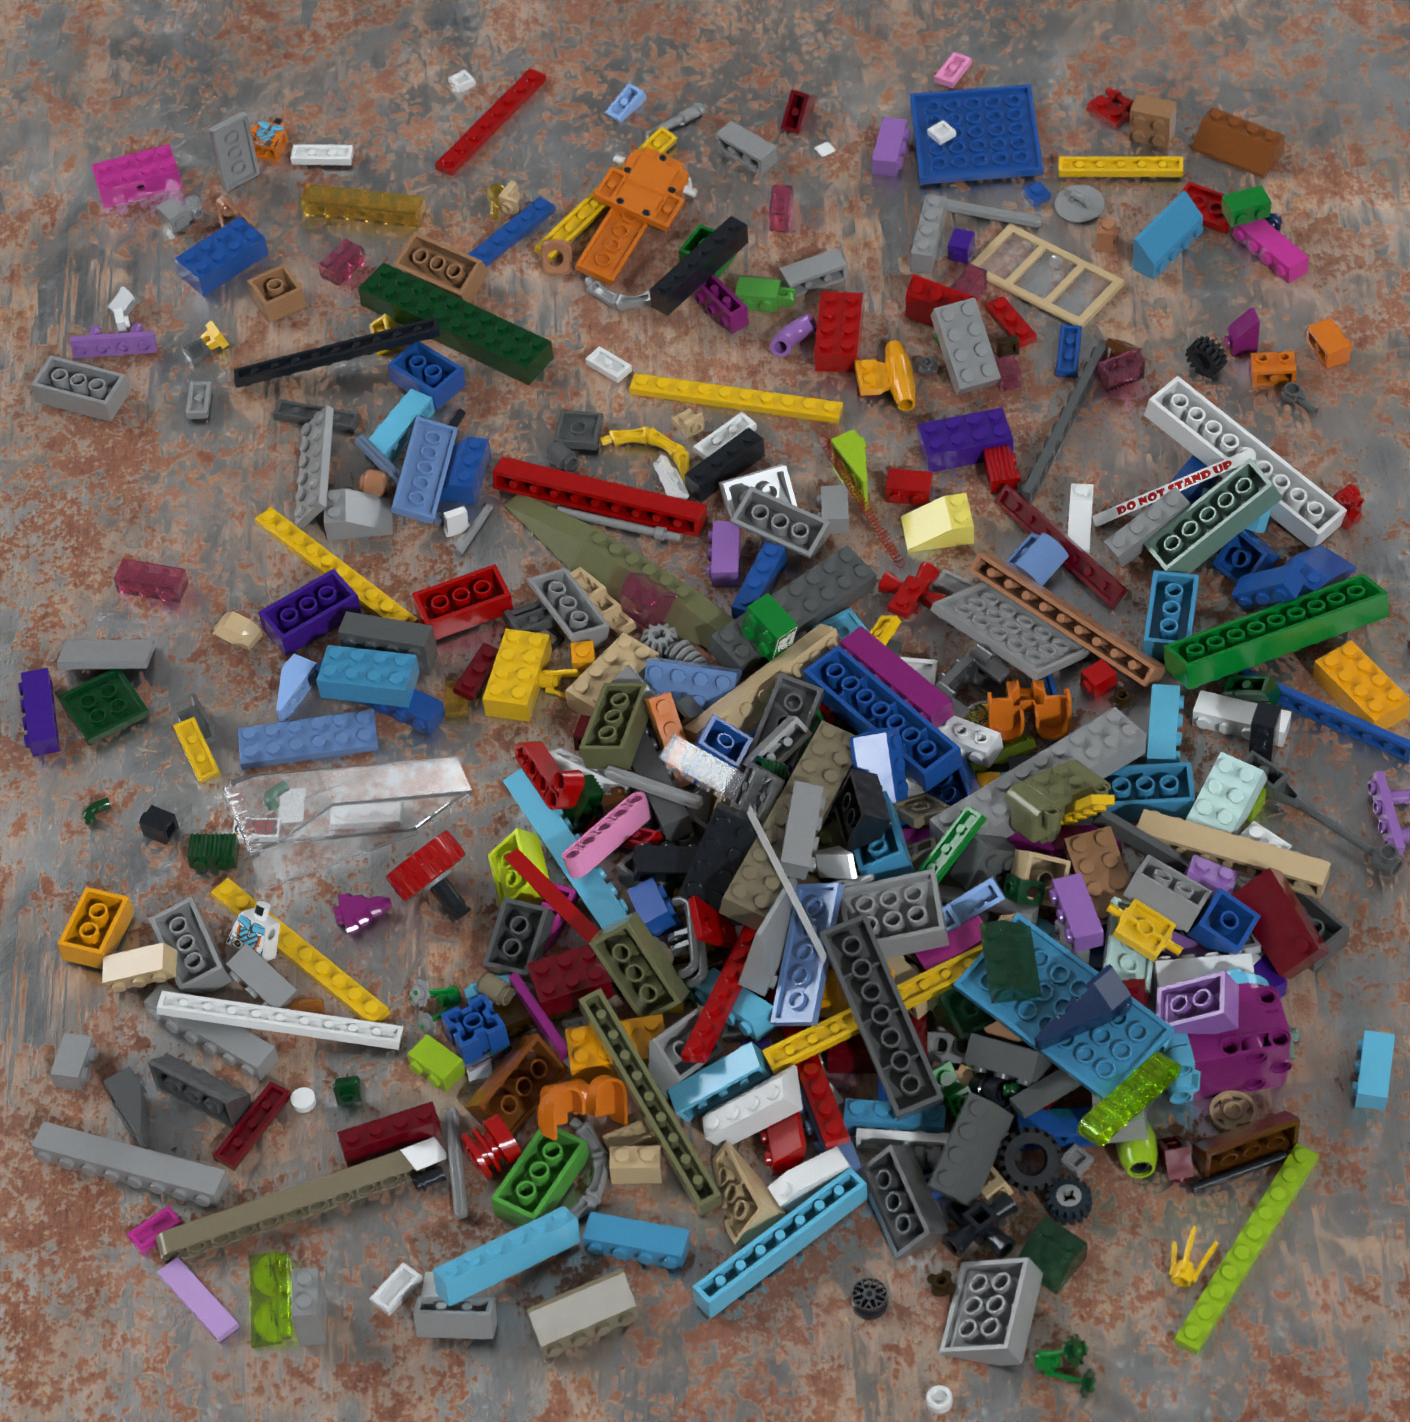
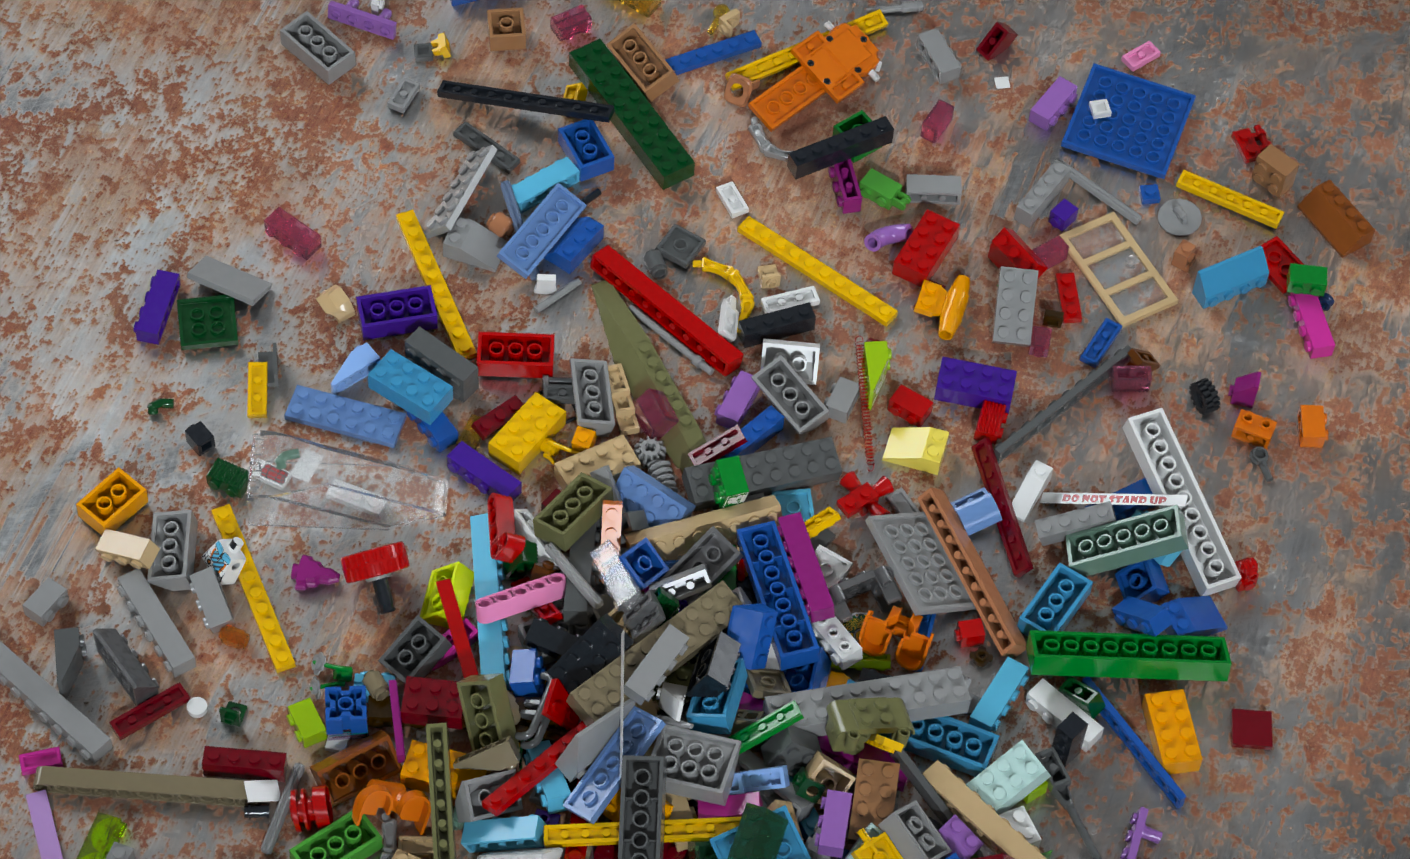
camera: 15 degrees right, 5 degrees up
(280, 1020) = (208, 637): white plate -> none
(488, 732) = (482, 472): none -> dark purple brick
(668, 1004) = (495, 756): none -> dark tan slope
(733, 601) = (718, 446): none -> plate
(927, 366) = (978, 311): flat silver plate -> none

